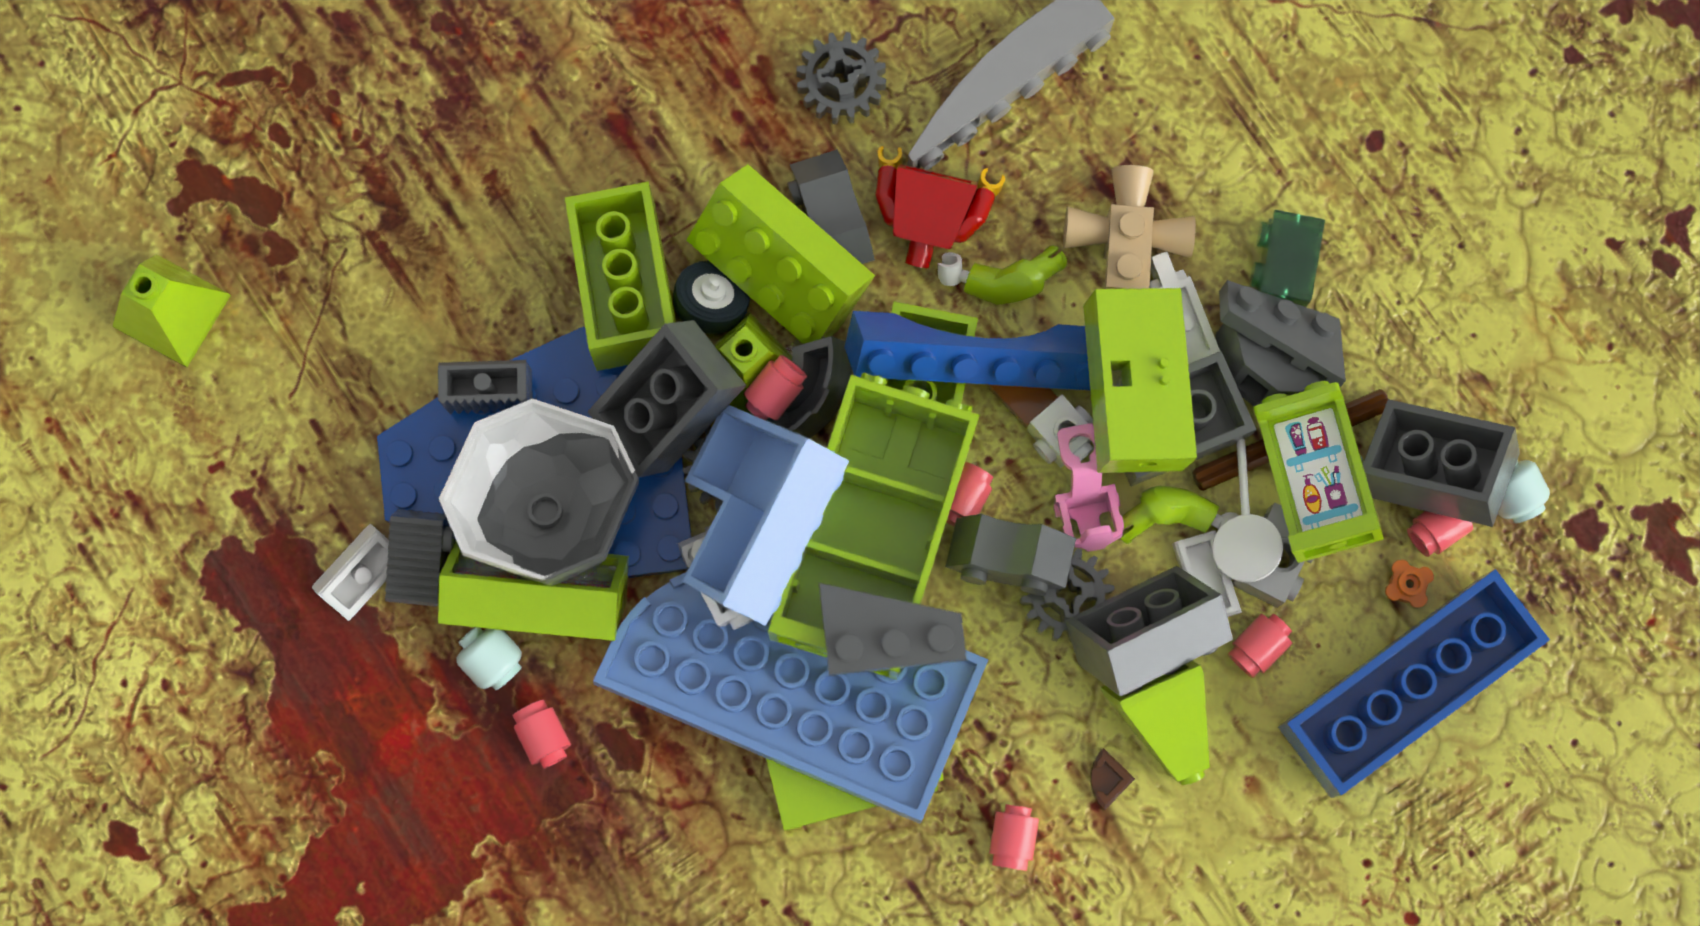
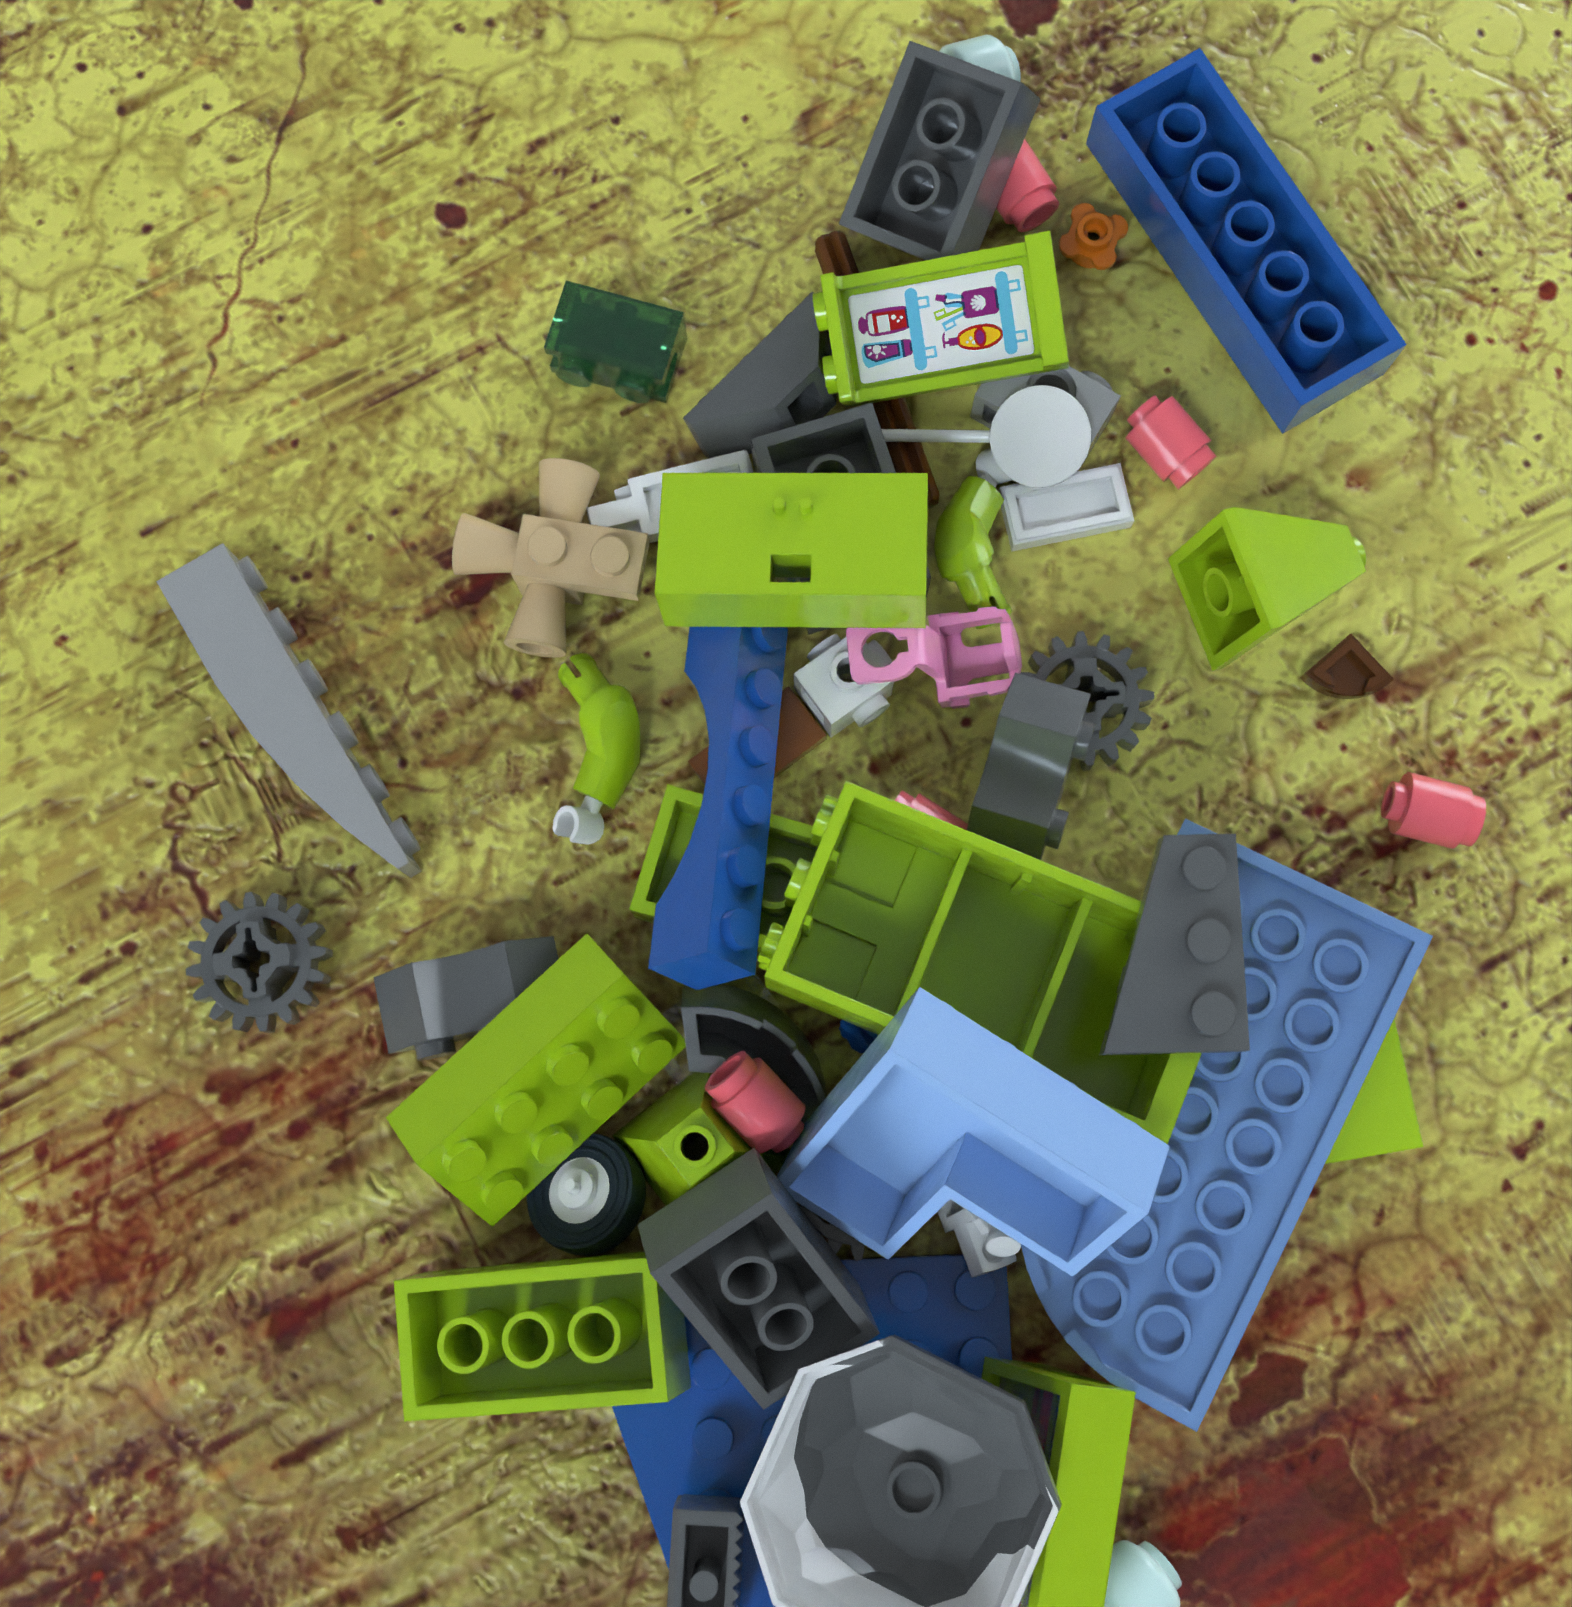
camera: 80 degrees left, 0 degrees up
(541, 734) = (1253, 1516): coral brick -> none
(931, 206) = (479, 843): red torso -> none
(1149, 630) = (1158, 582): dark grey brick -> none
(1303, 333) = (718, 348): dark grey wing -> none

